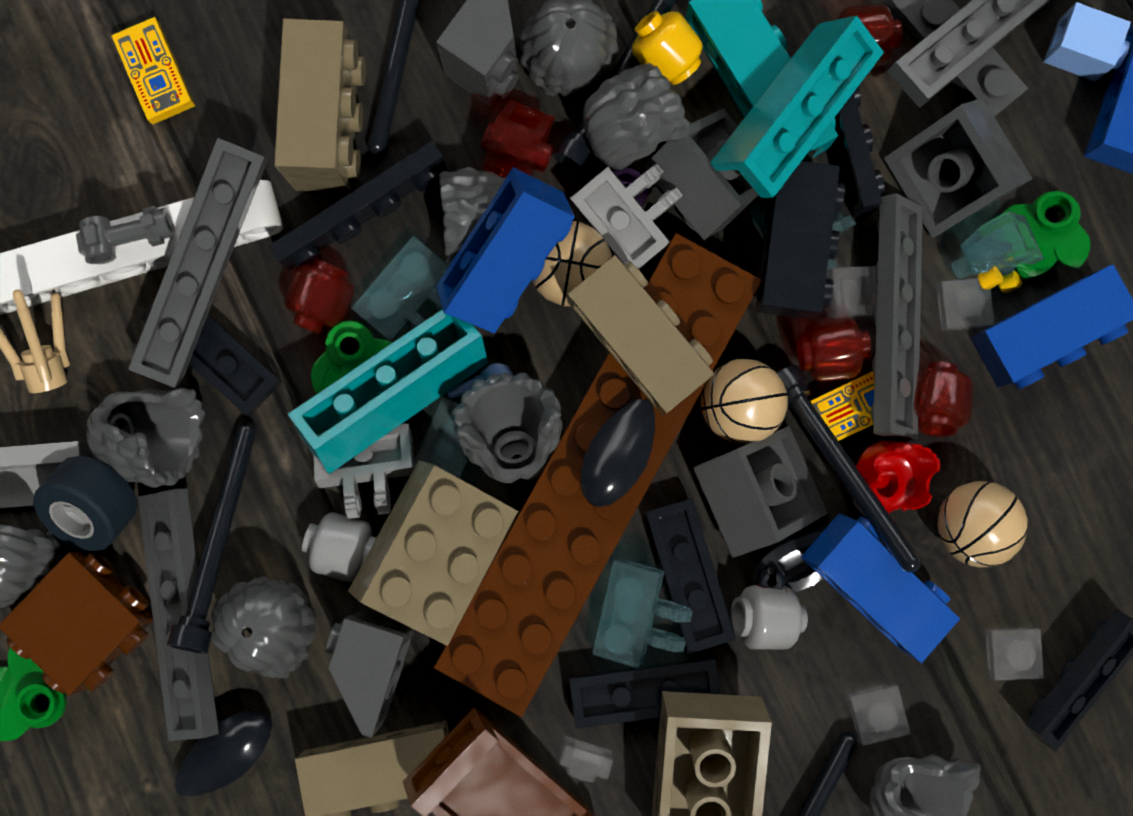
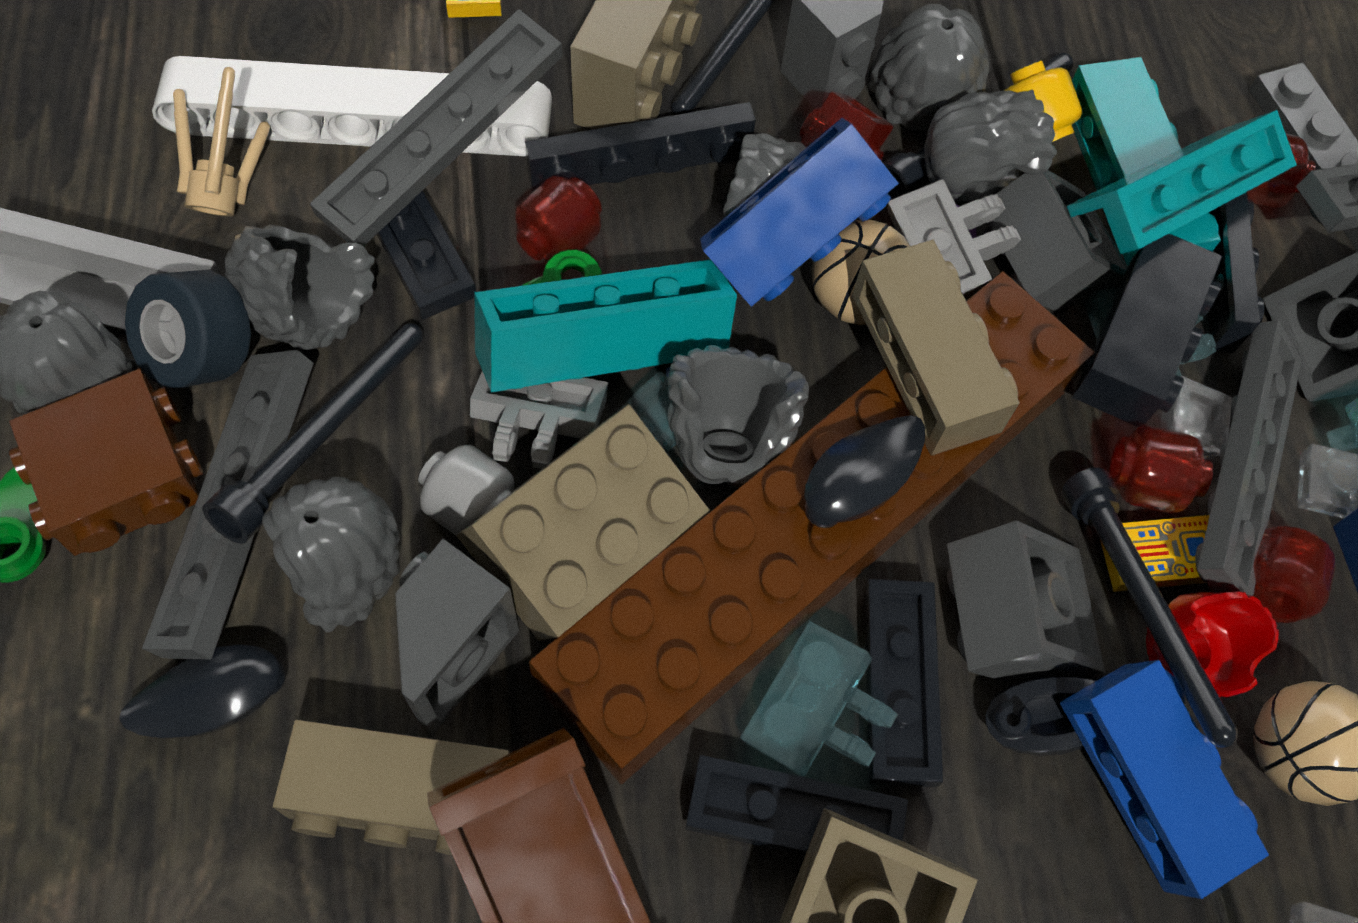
camera: 15 degrees right, 20 degrees down
(98, 238) = (345, 68): dark grey bar -> none
(402, 289) = (655, 241): clear light blue hinge -> none
(585, 760) = (683, 875): clear plate -> none
(744, 401) = (1036, 481): tan piece -> none
(768, 618) = (995, 769): light grey head -> none

